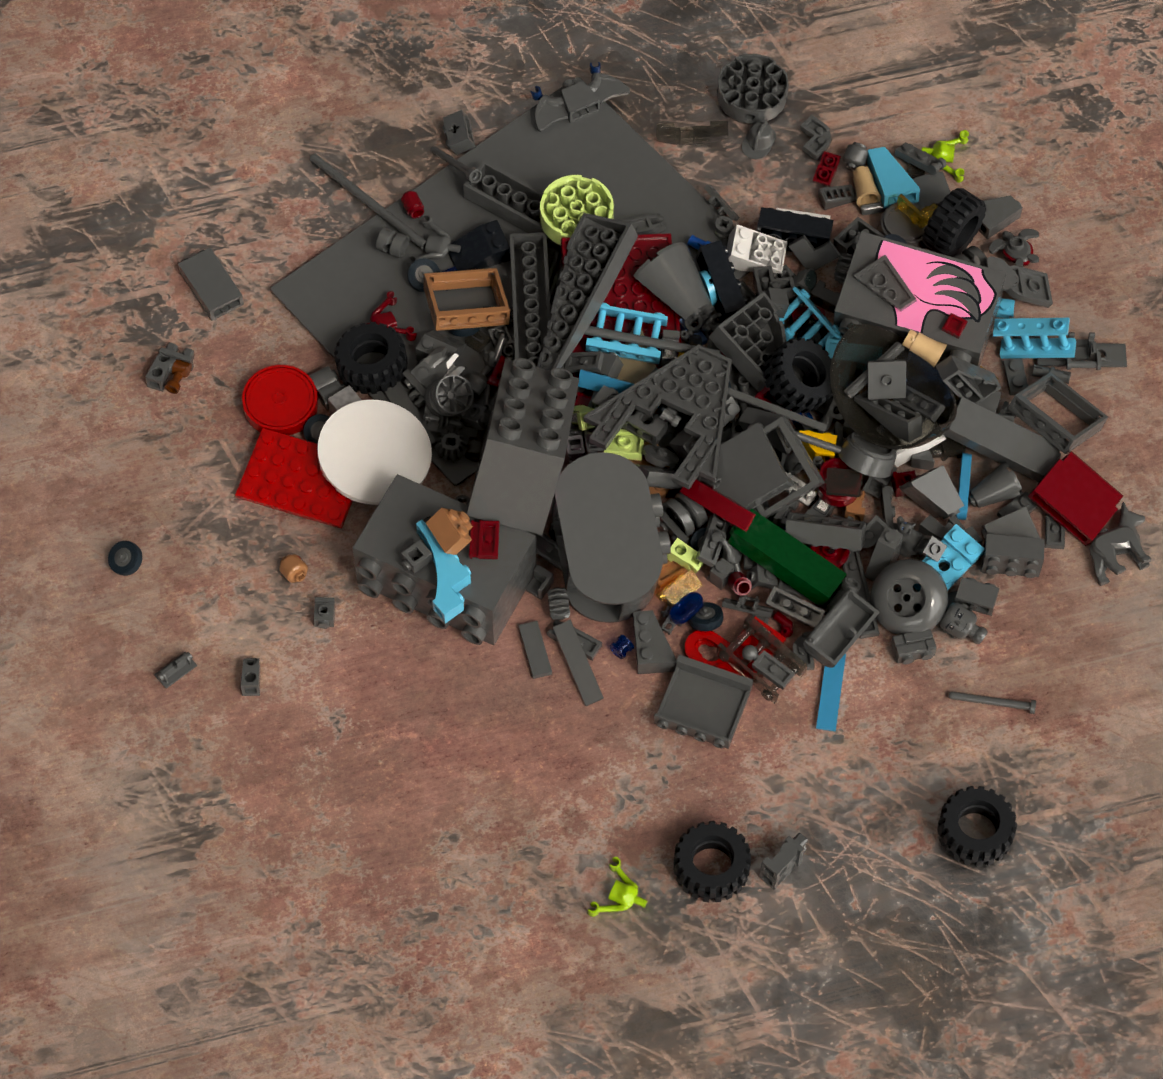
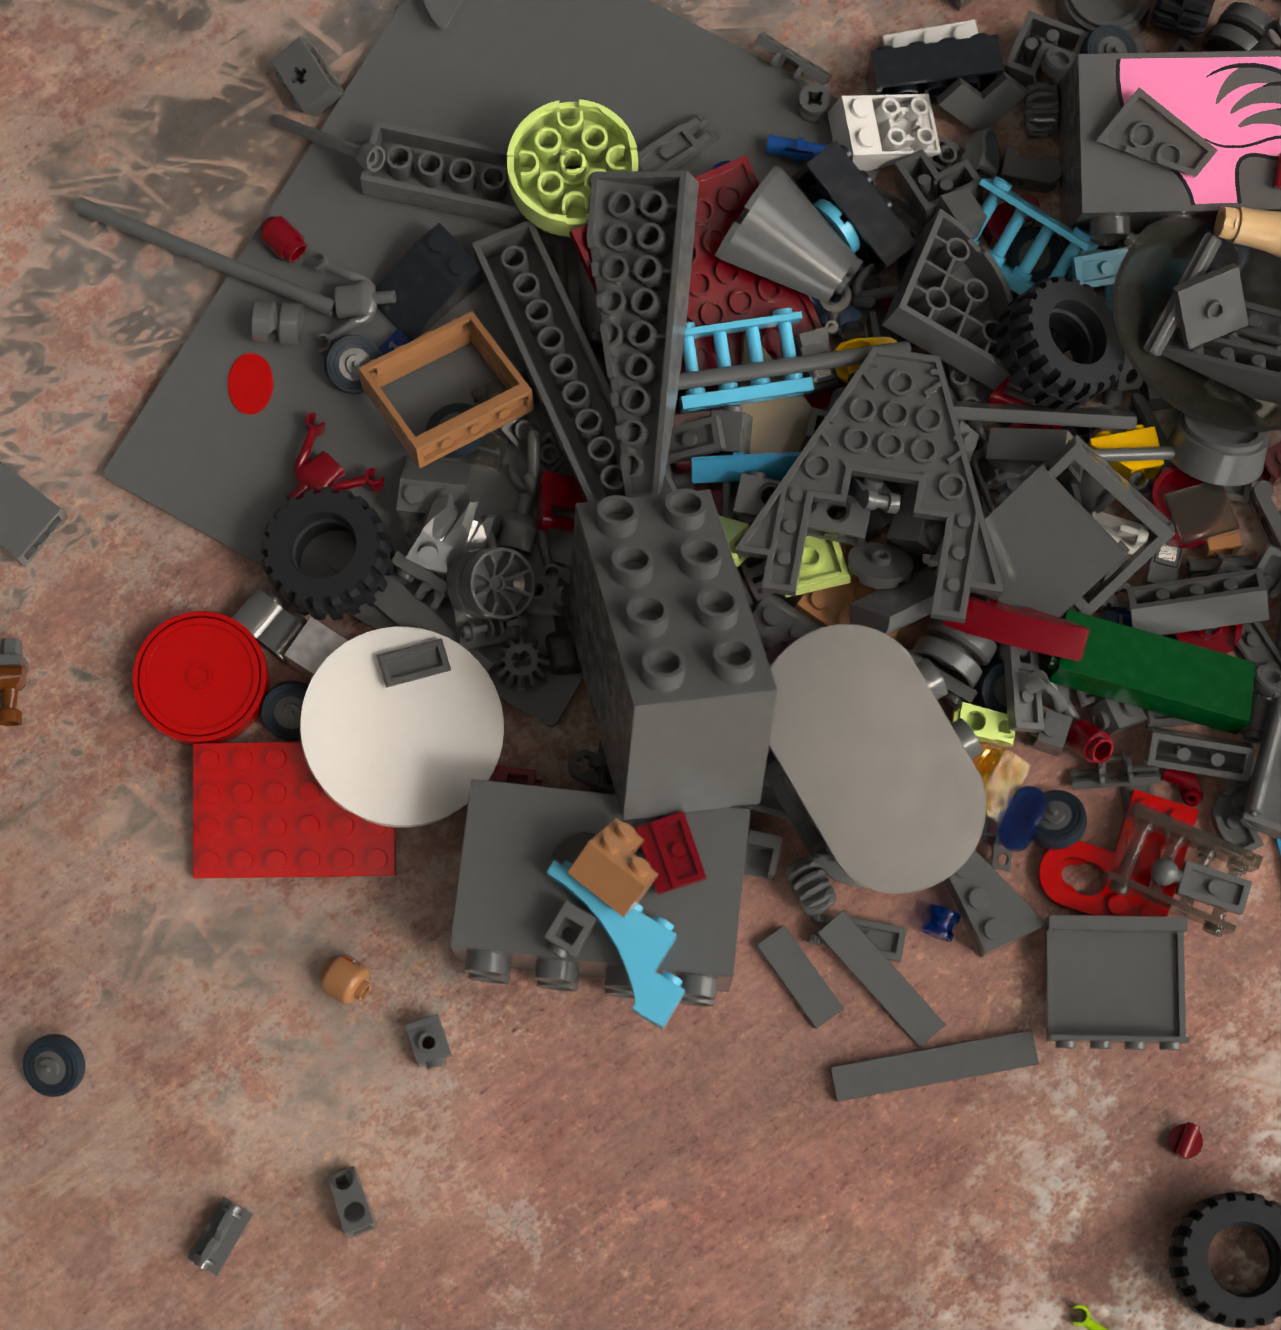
camera: 20 degrees left, 15 degrees up
(366, 269) = (250, 383): none -> red sticker
(393, 421) = (413, 663): none -> dark grey tile
(589, 717) = (934, 1066): none -> dark grey tile
(710, 798) = (1185, 1140): none -> dark red plate

